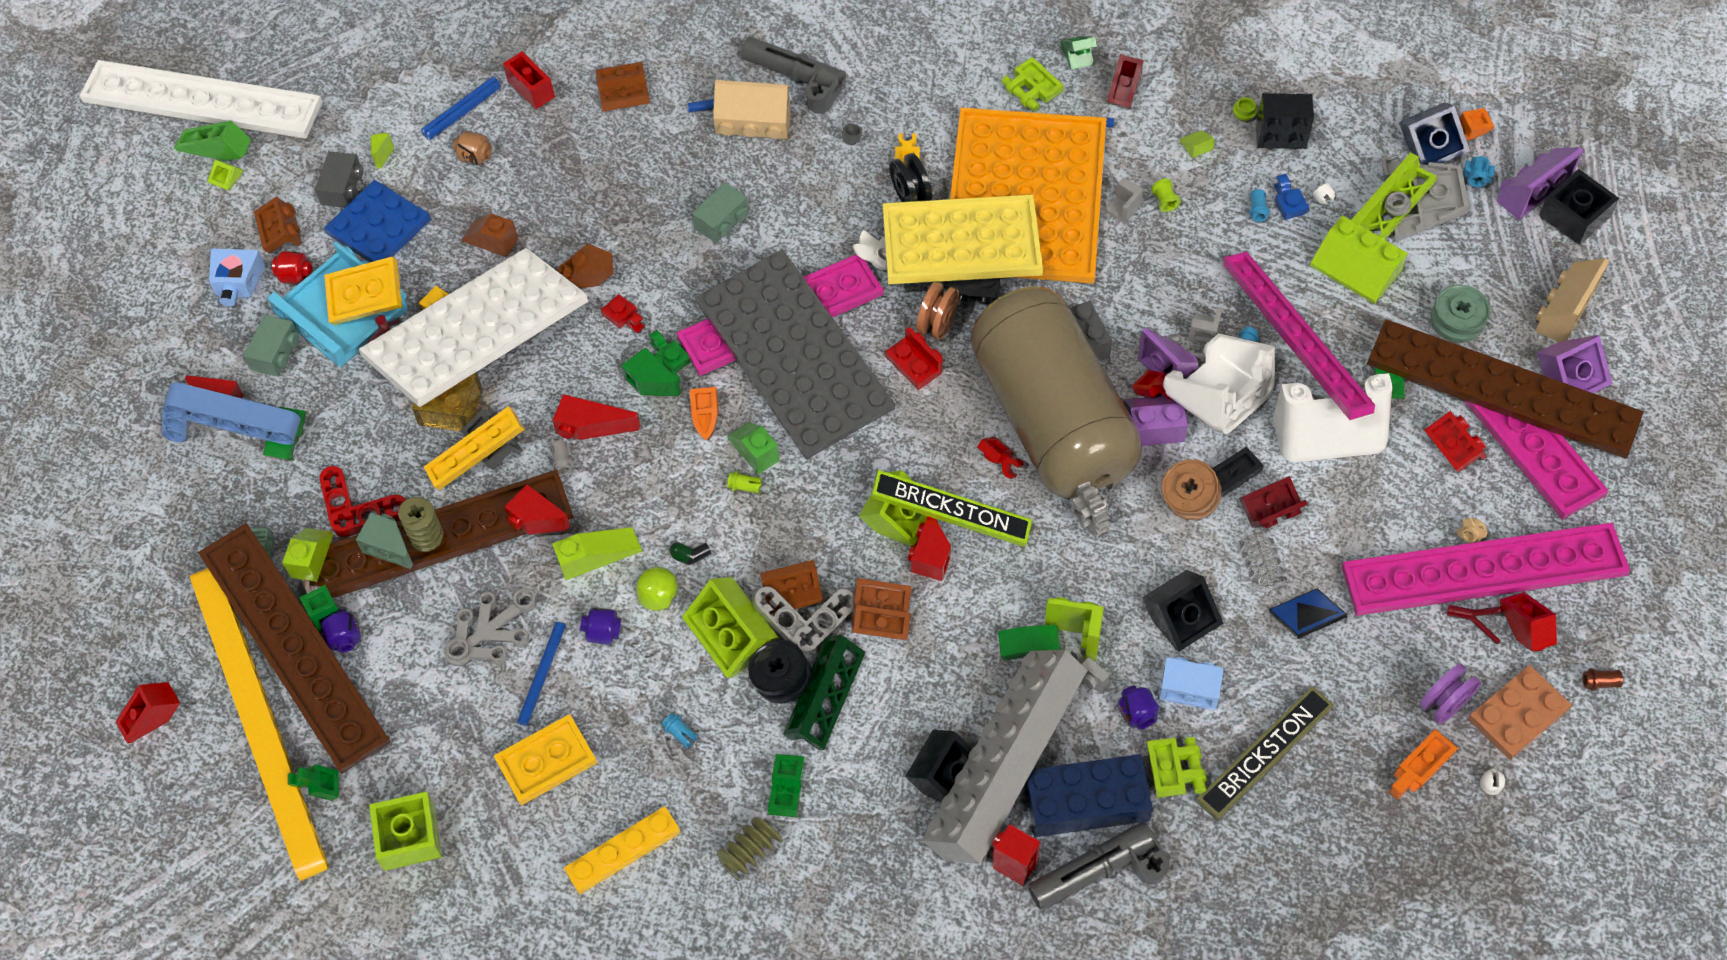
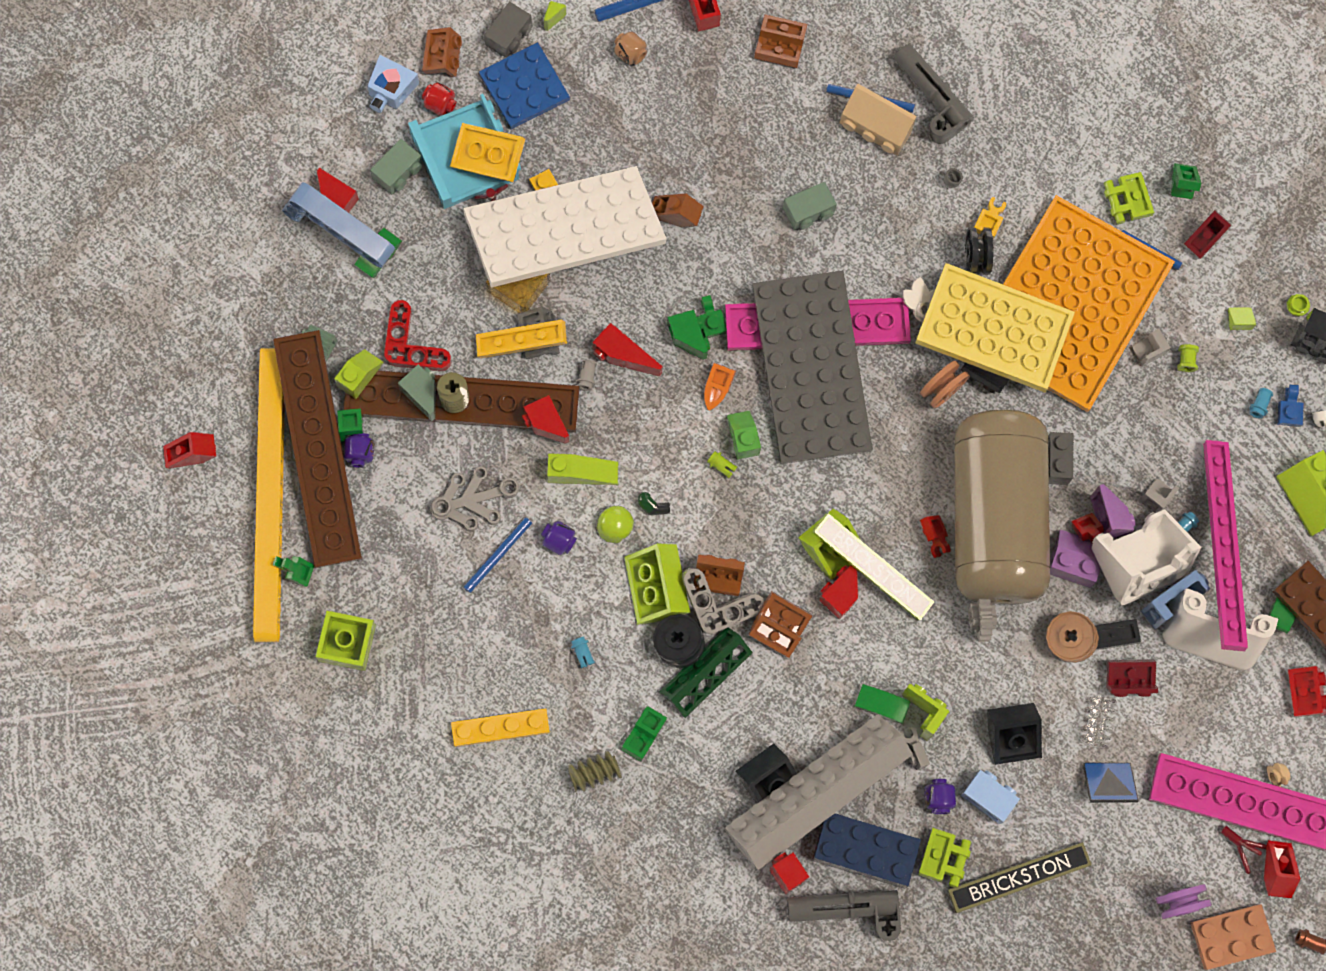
camera: 15 degrees right, 15 degrees up
(492, 234) = (613, 140): dark orange slope -> none
(545, 759) = (472, 629): yellow plate -> none
(622, 312) = (690, 263): red plate -> none
(915, 359) = (908, 416): red bracket -> none
(1265, 423) = (1157, 611): none -> medium blue panel
(1422, 764) = (1134, 943): orange hinge -> none

